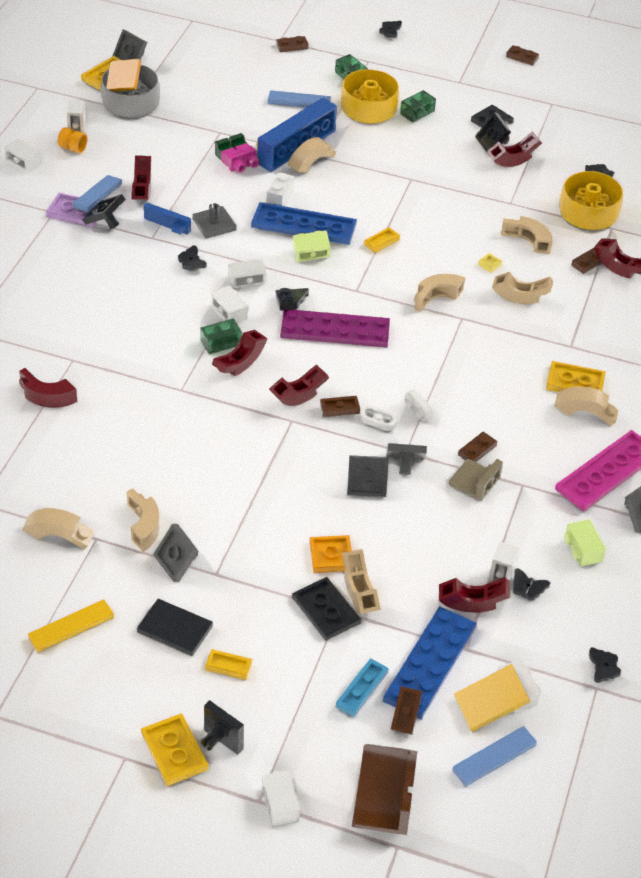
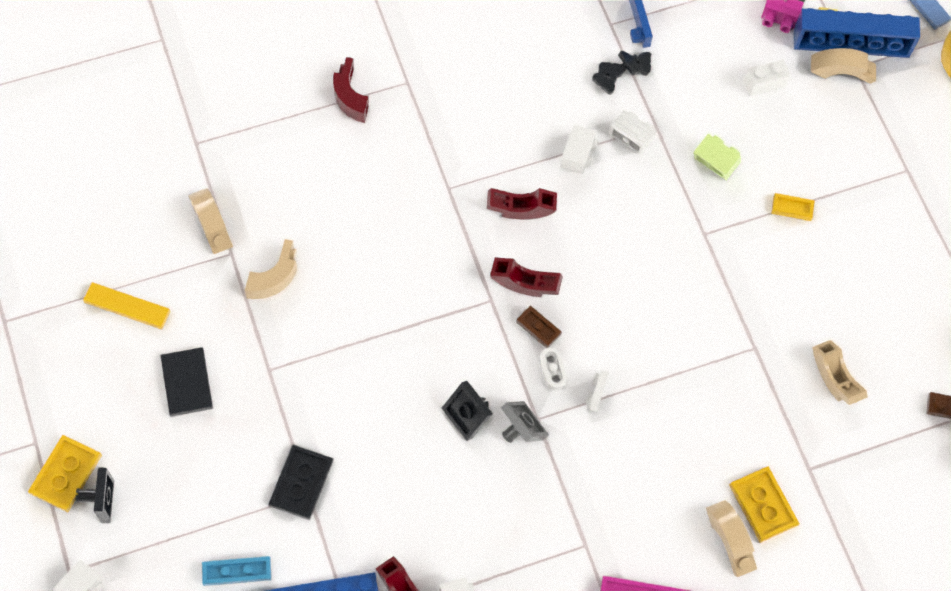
camera: 50 degrees right, 20 degrees up
(175, 552) = (254, 327): dark grey tile -> none
(199, 240) = (636, 64): none -> black animal
(214, 221) = (677, 56): dark grey tile -> none
(220, 336) = (533, 171): clear green brick -> none
(228, 664) = (182, 450): yellow tile -> none
(290, 298) = (635, 189): black wing -> none
(297, 221) = (747, 128): blue plate -> none
(327, 552) = (364, 443): light orange tile -> none
(335, 328) = (637, 253): magenta plate -> none
(358, 584) = (341, 492): tan arch -> none
(438, 286) = (769, 297): tan arch -> none
(476, 479) = (552, 500): dark tan bracket -> none
(478, 447) = (594, 476): reddish brown plate -> none
(490, 262) = (855, 320): light yellow tile -> none
(531, 230) = (934, 325): tan arch -> none

